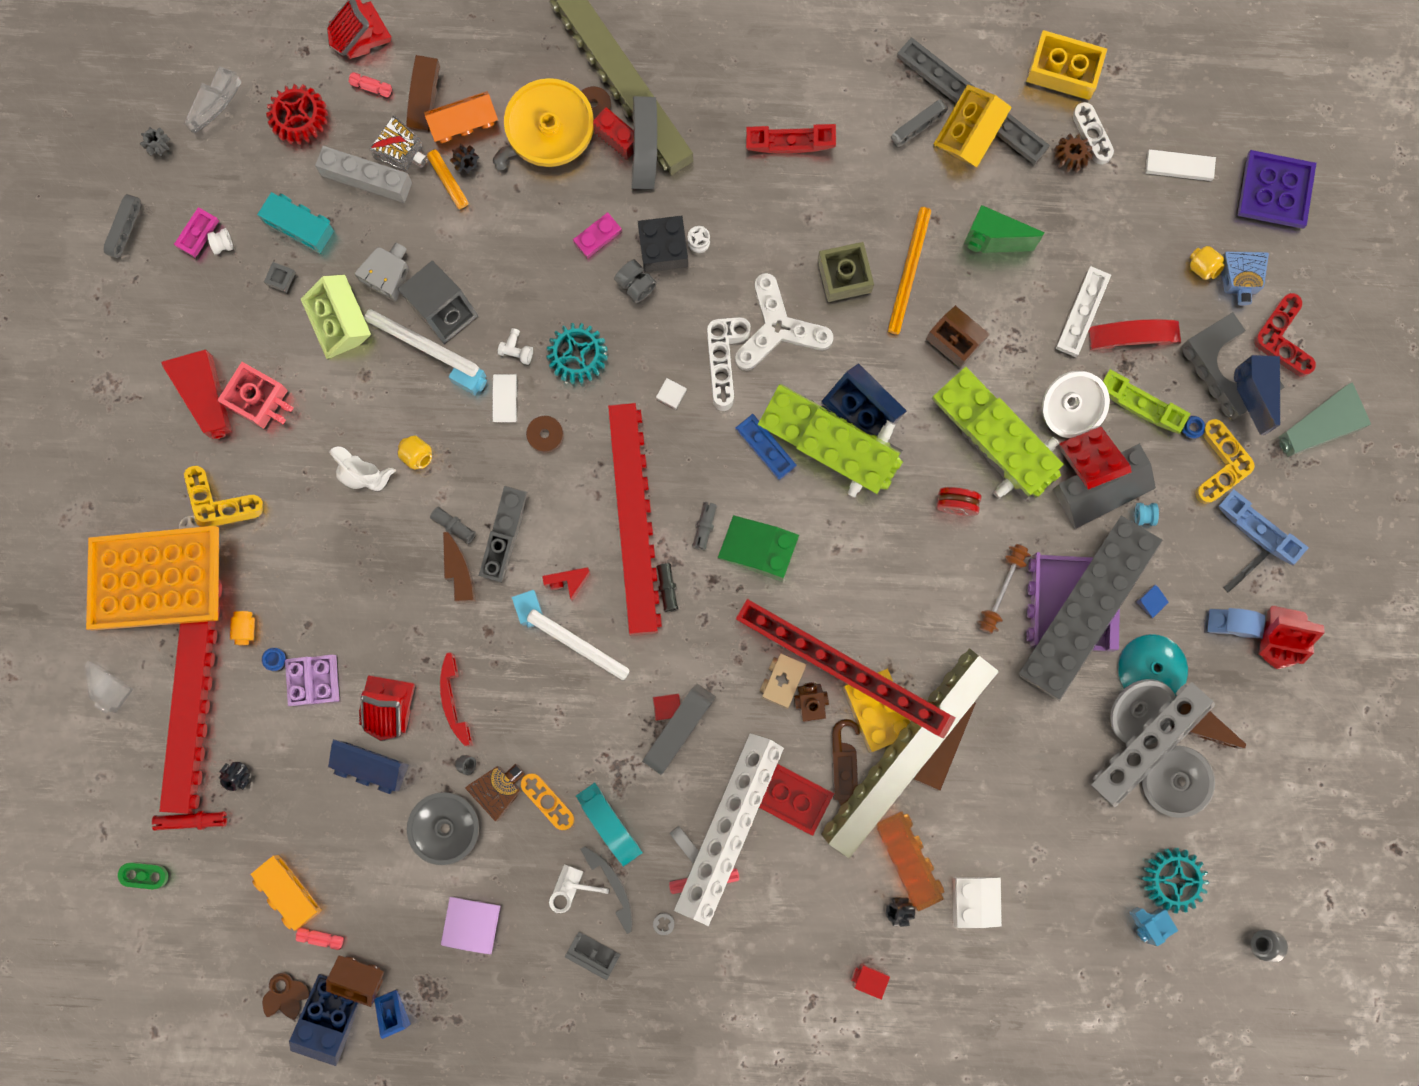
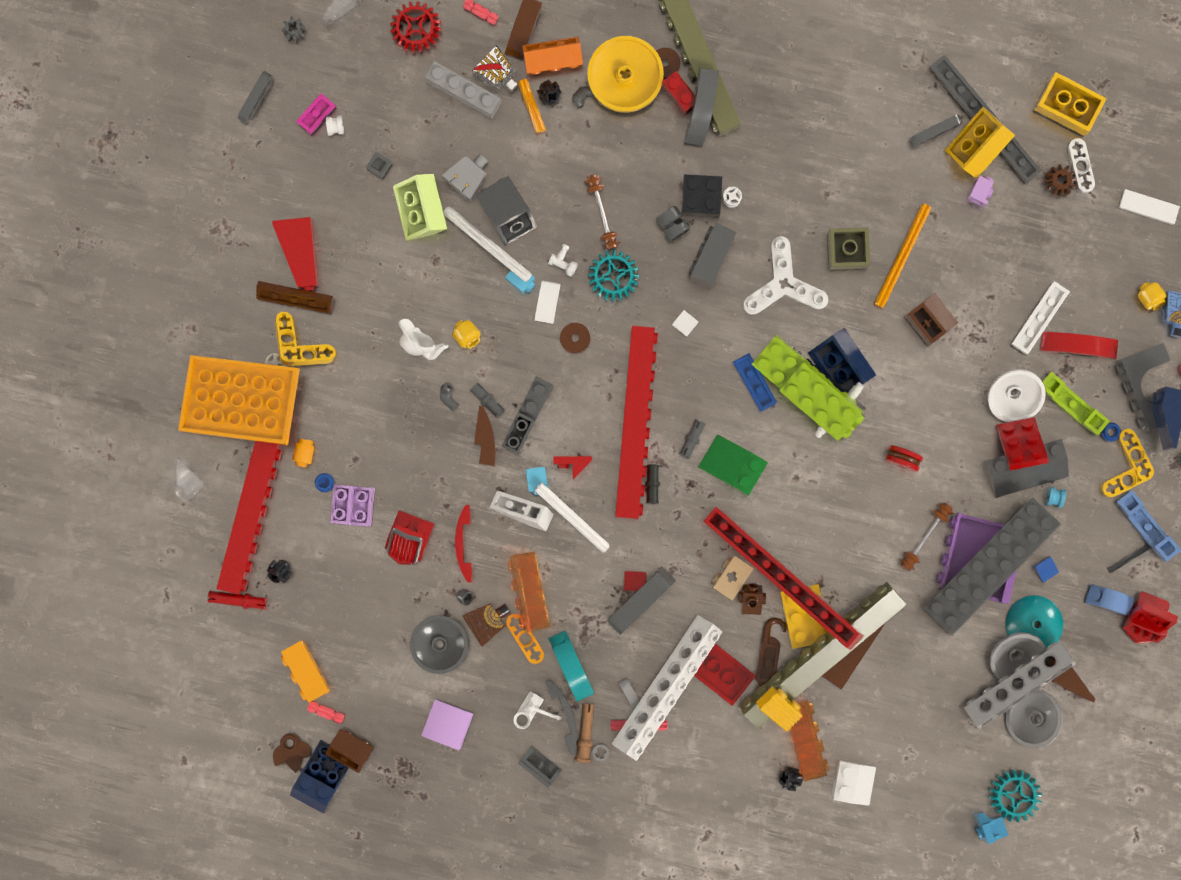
camera: 10 degrees right, 5 degrees up
(143, 877) = (194, 636): green plate -> none
(203, 446) = (294, 297): none -> reddish brown tile
(264, 403) = (346, 274): coral hinge -> none
(296, 221) = (400, 120): teal brick -> none
(366, 766) = (386, 583): dark blue slope -> none
(391, 1014) = (373, 781): blue slope -> none
(403, 529) = (446, 396): none -> dark grey arm
(516, 647) = (522, 510): none -> white slope
(537, 256) = (595, 187): none -> dark orange axle
(542, 744) = (529, 592): none -> clear orange brick
(597, 235) = (648, 177): dark pink plate -> none
(641, 915) = (584, 743): none -> medium nougat pin
(687, 307) = (711, 255): none -> dark grey brick
(724, 364) = (733, 308): white beam -> none
(791, 140) = (825, 125): red slope -> none
(870, 827) = (780, 708): none -> yellow brick
(870, 981) = (756, 828): red brick -> none
(985, 181) = (981, 191): none -> lavender brick
(1000, 233) = (979, 238): green slope -> none
(1000, 436) = (948, 410): lime piece -> none
(1269, 945) = (1078, 861): dark grey head -> none

